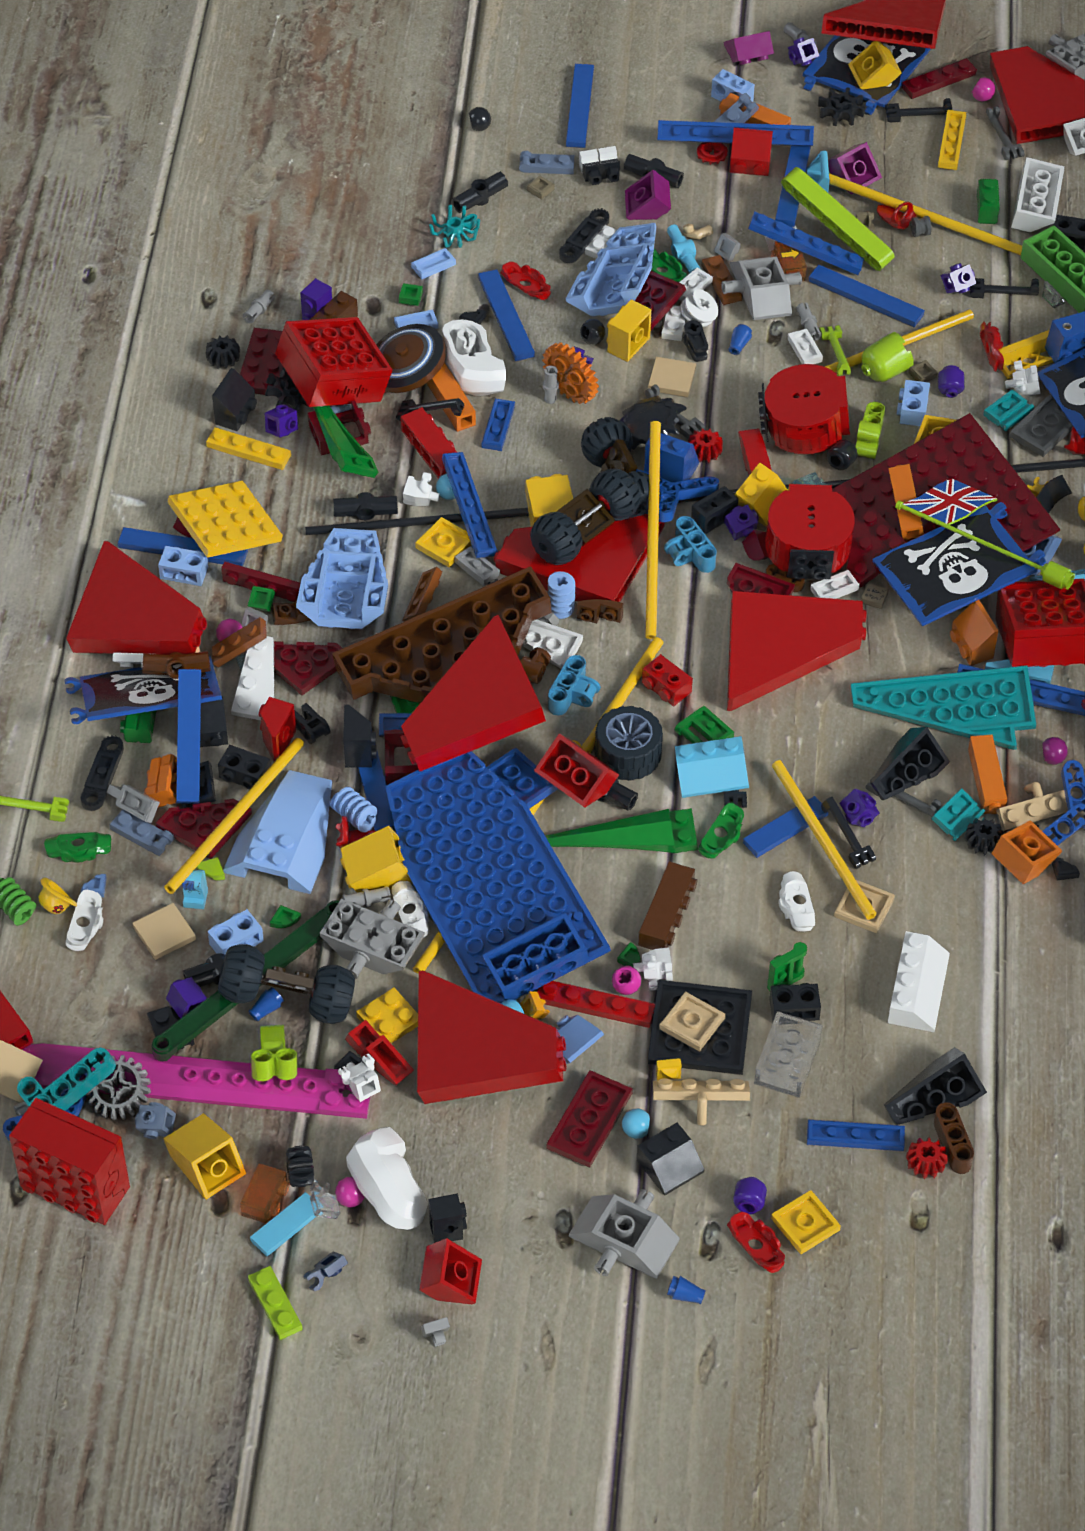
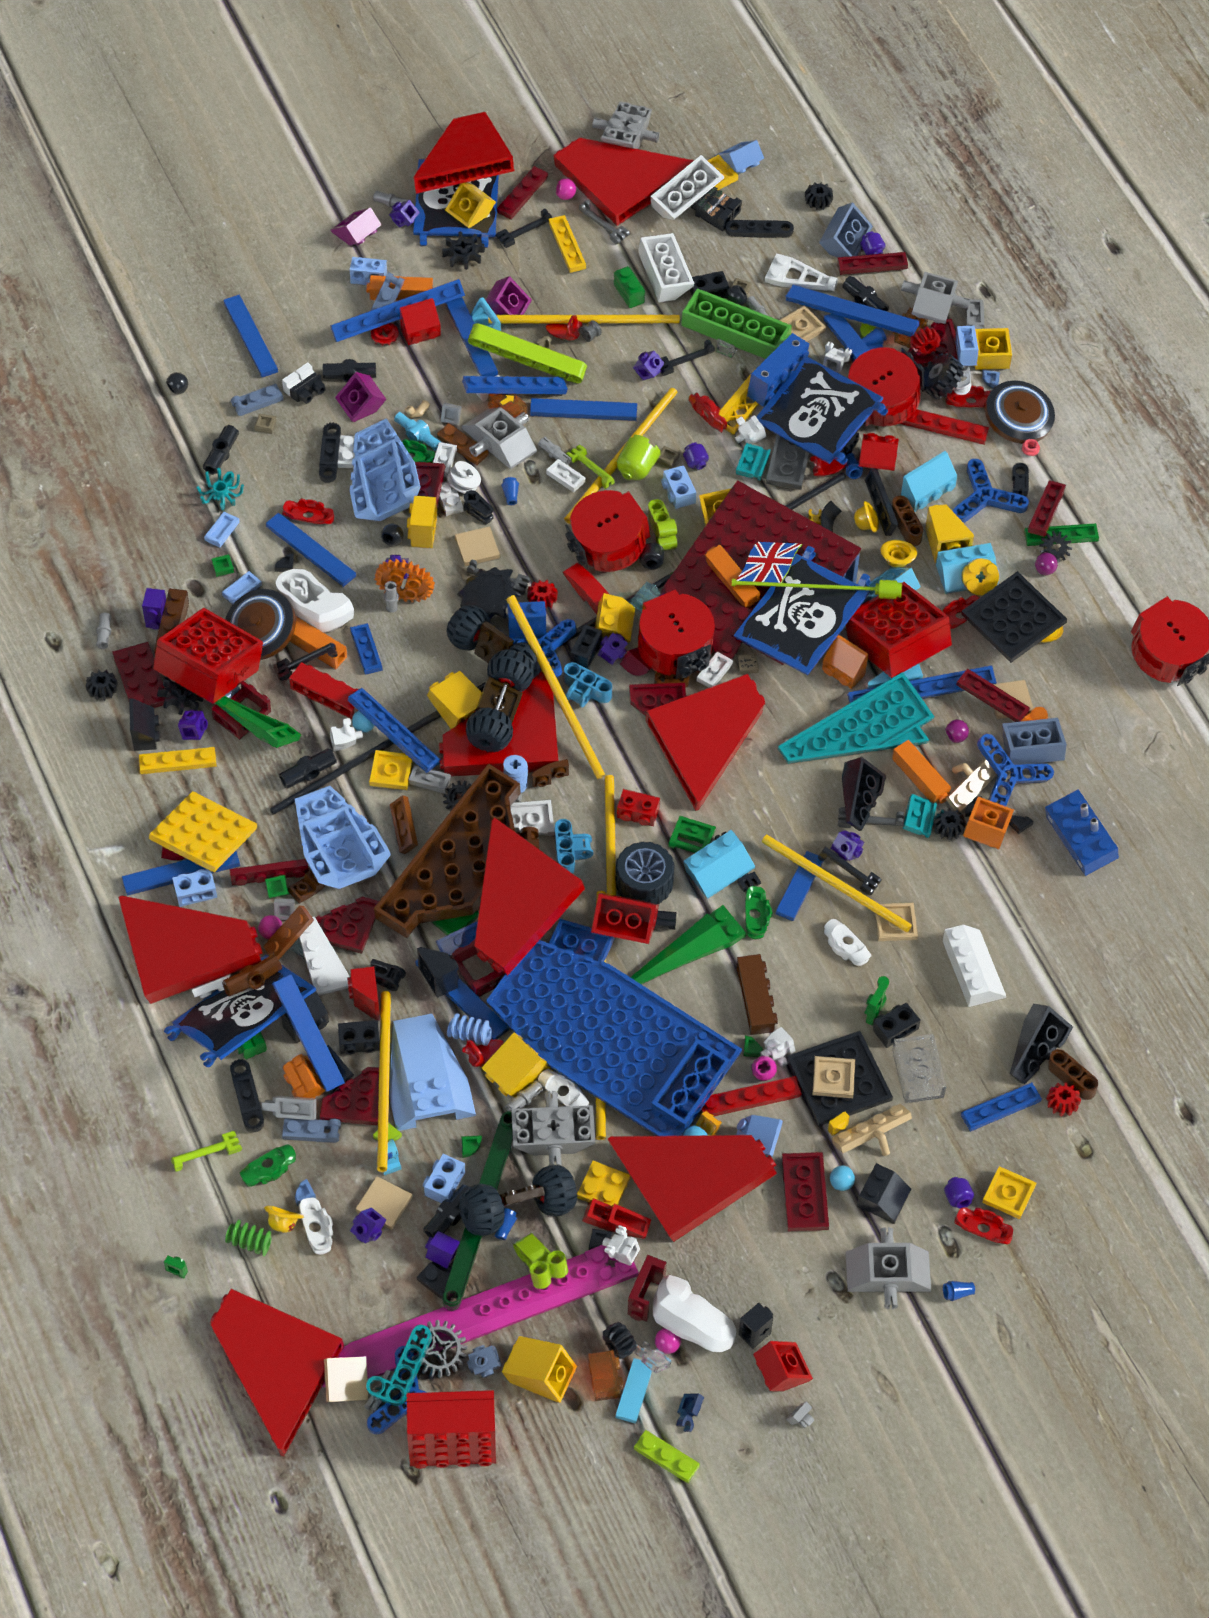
camera: 30 degrees left, 5 degrees up
(131, 941) = (368, 1225): none -> dark purple brick
(373, 1114) = (652, 1271): none -> dark red window

